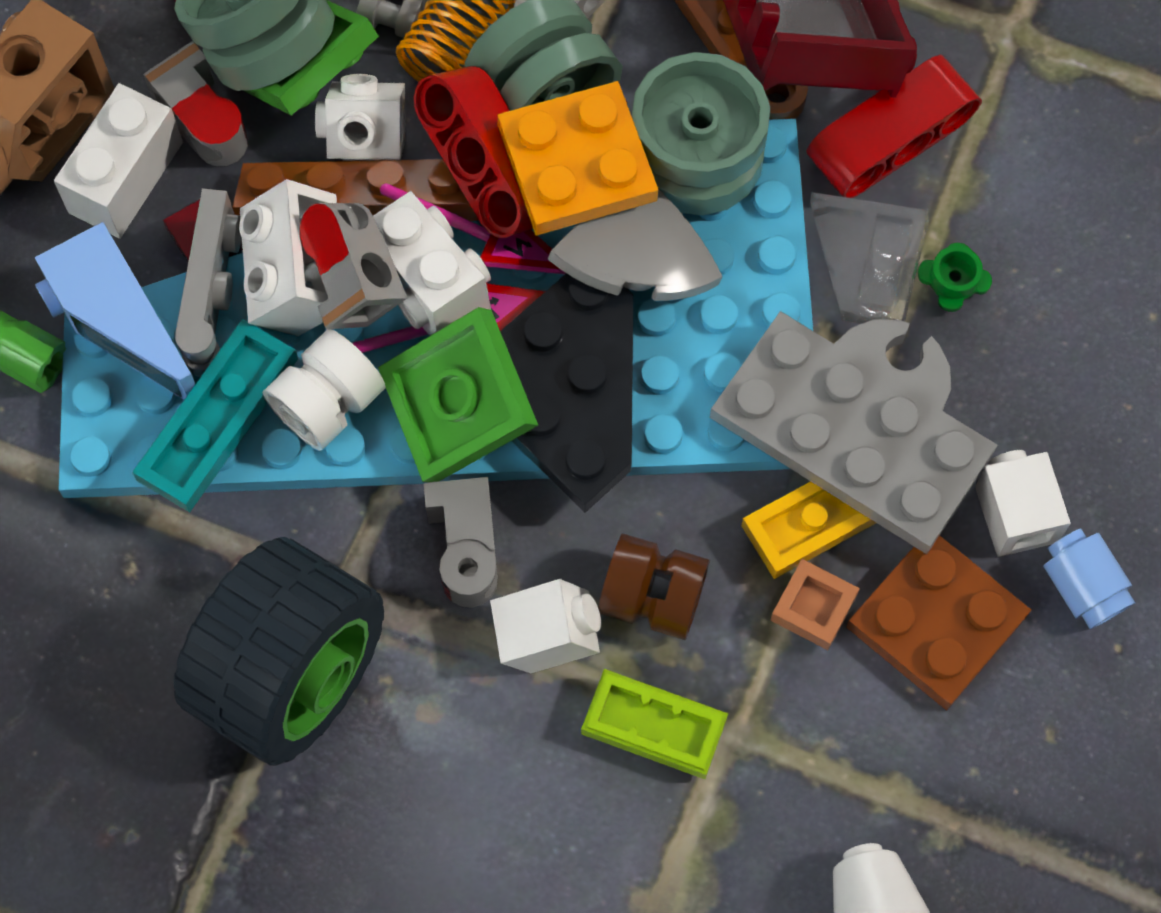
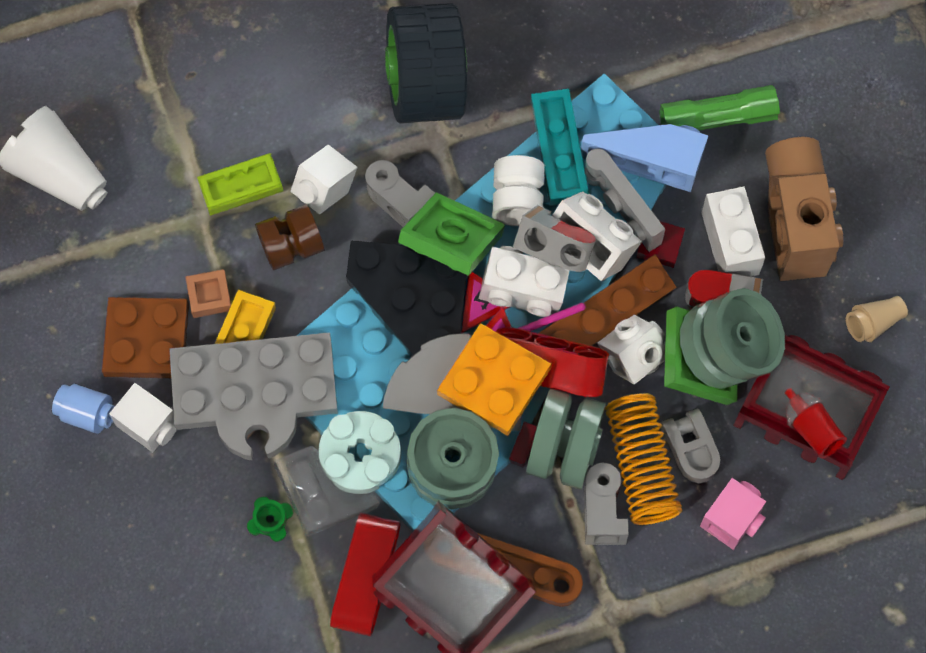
camera: 140 degrees right, 0 degrees up
(799, 213) = (345, 433): none -> light aqua plate

